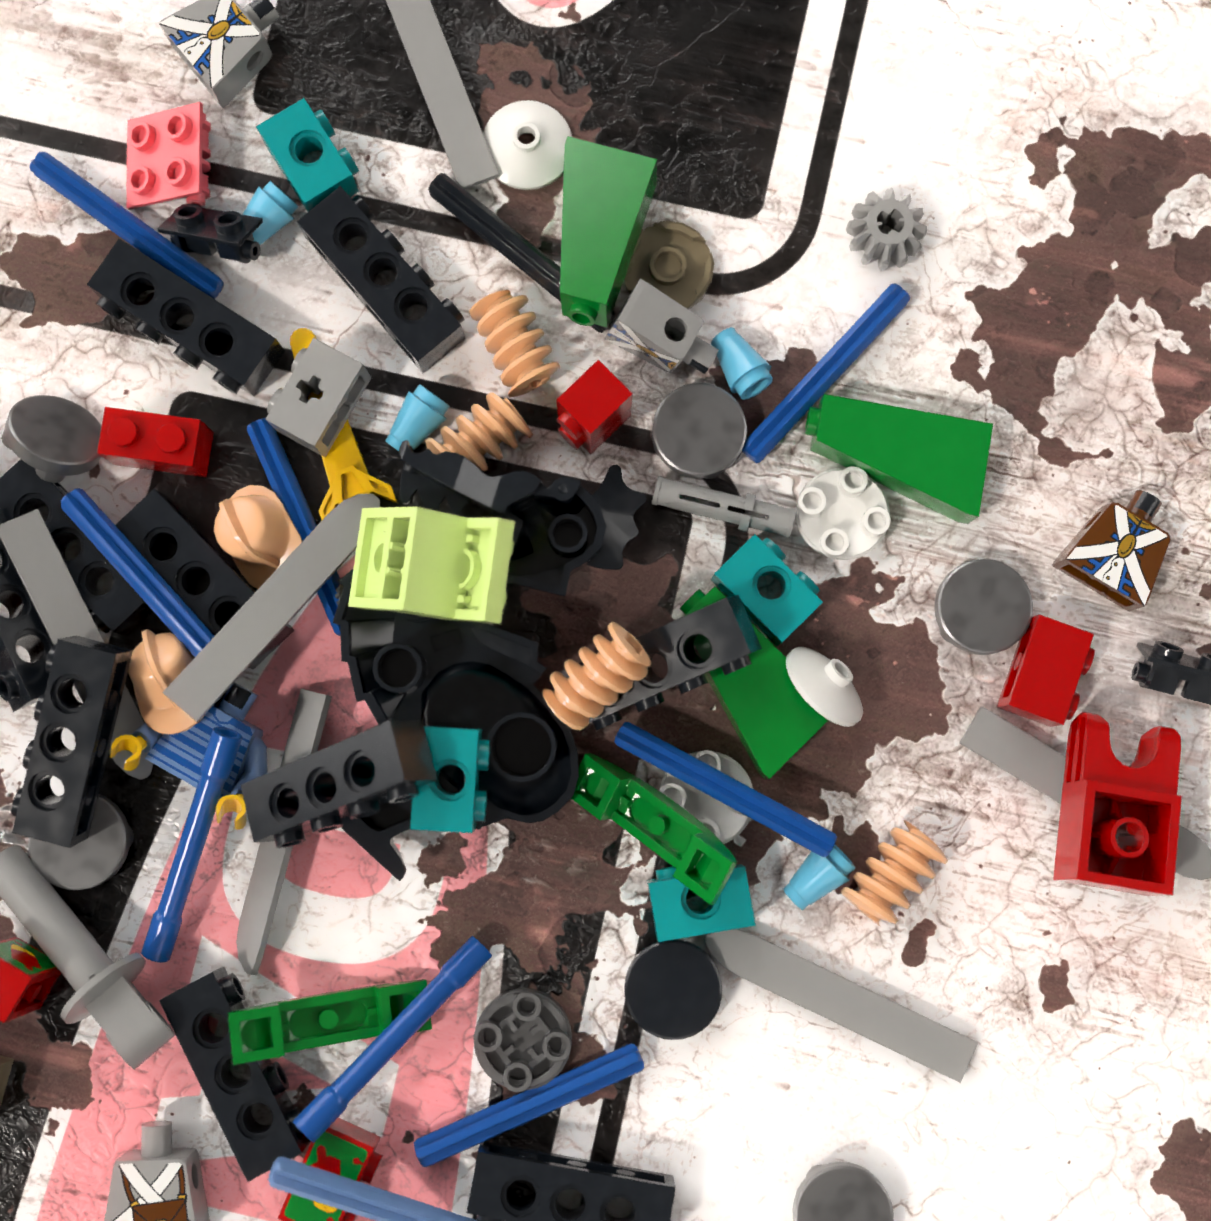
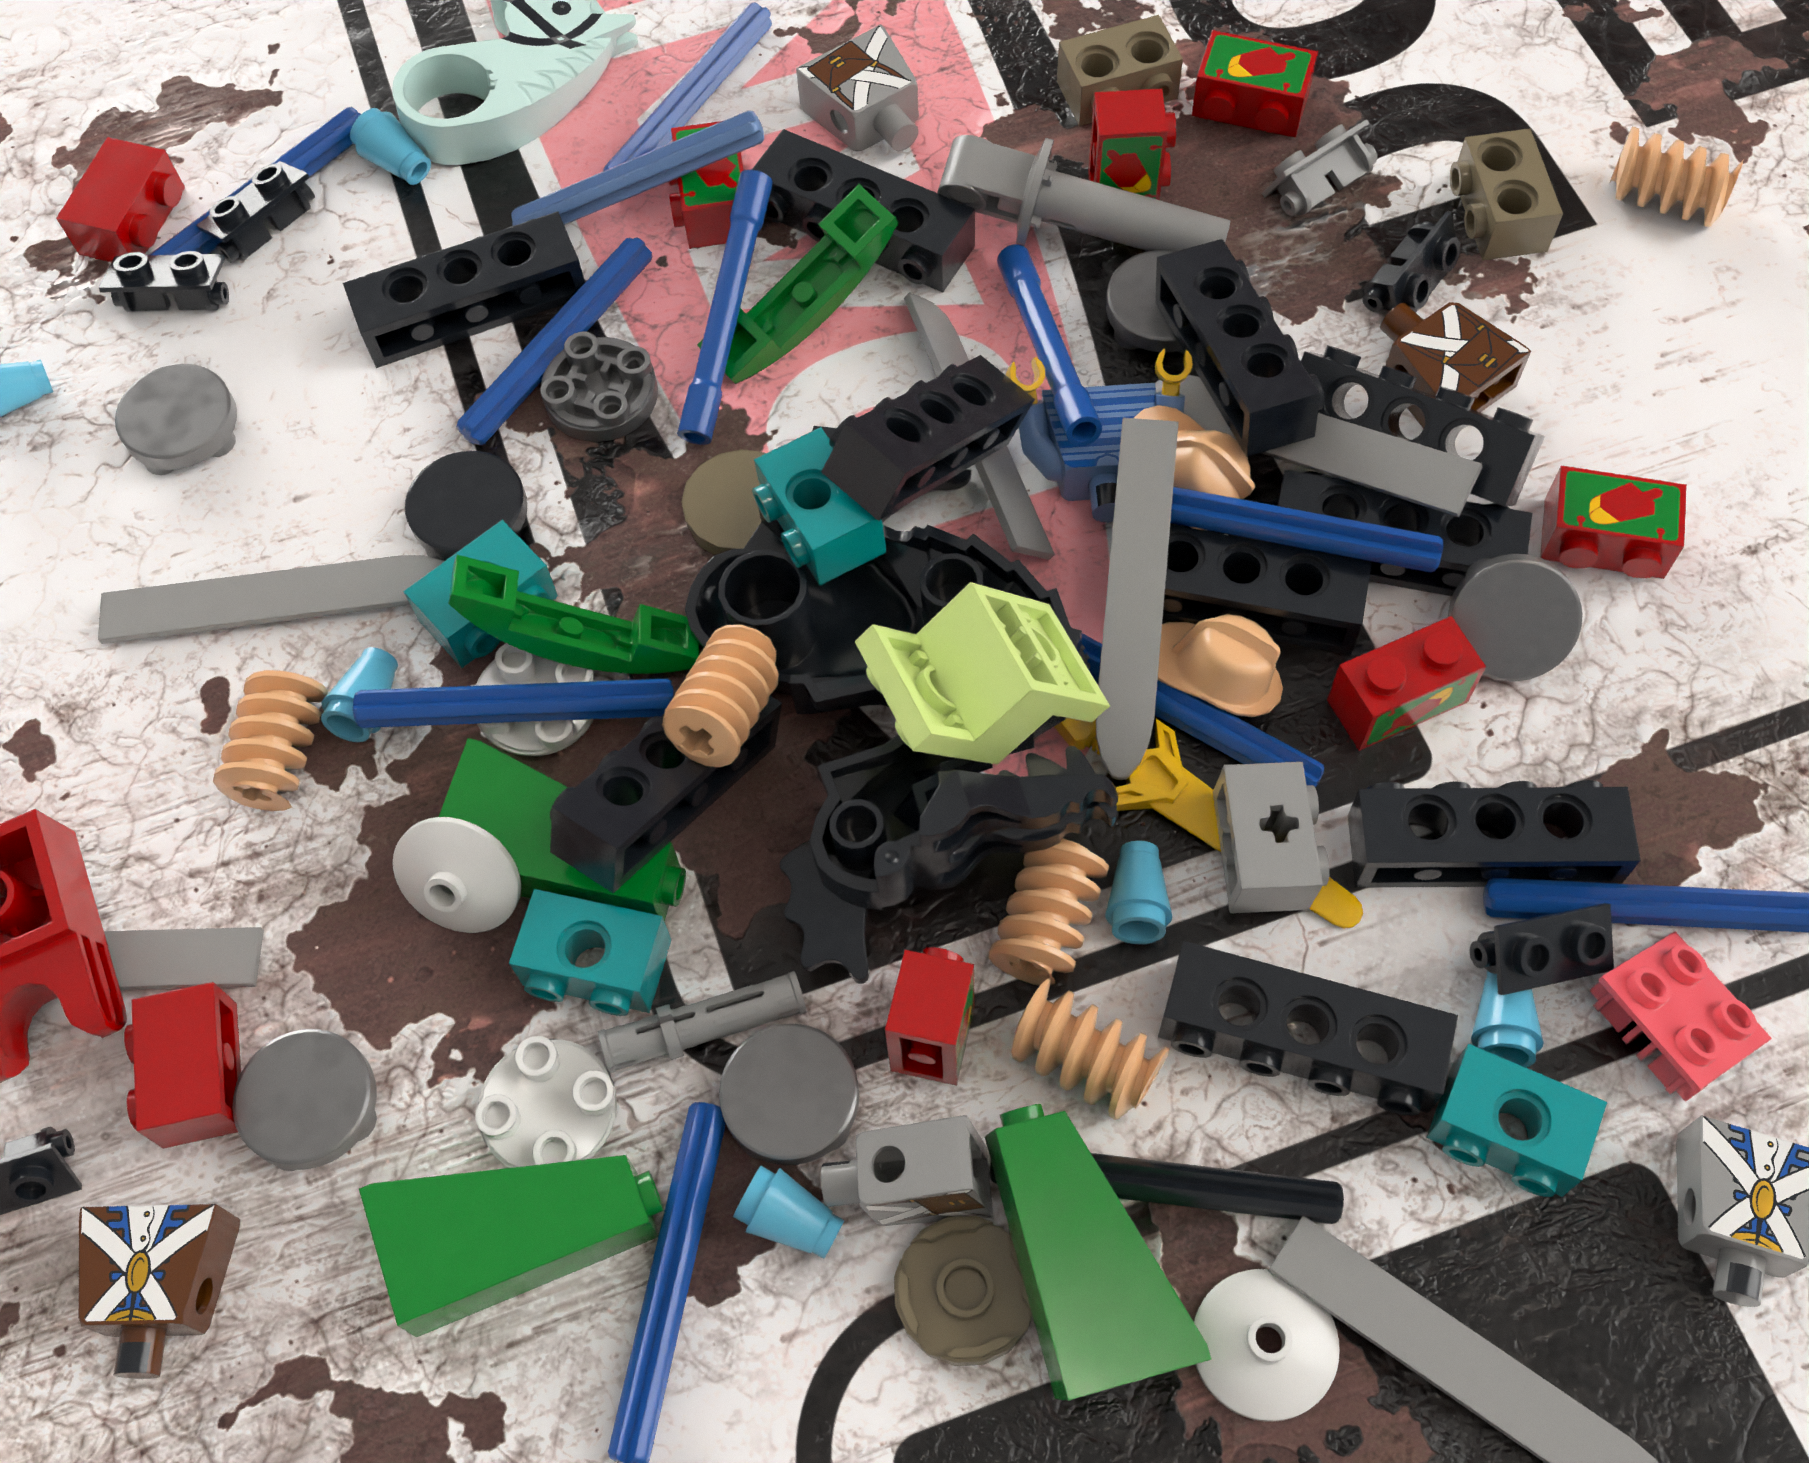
camera: 155 degrees right, 20 degrees down
(482, 869) = (721, 501): none -> dark tan tile

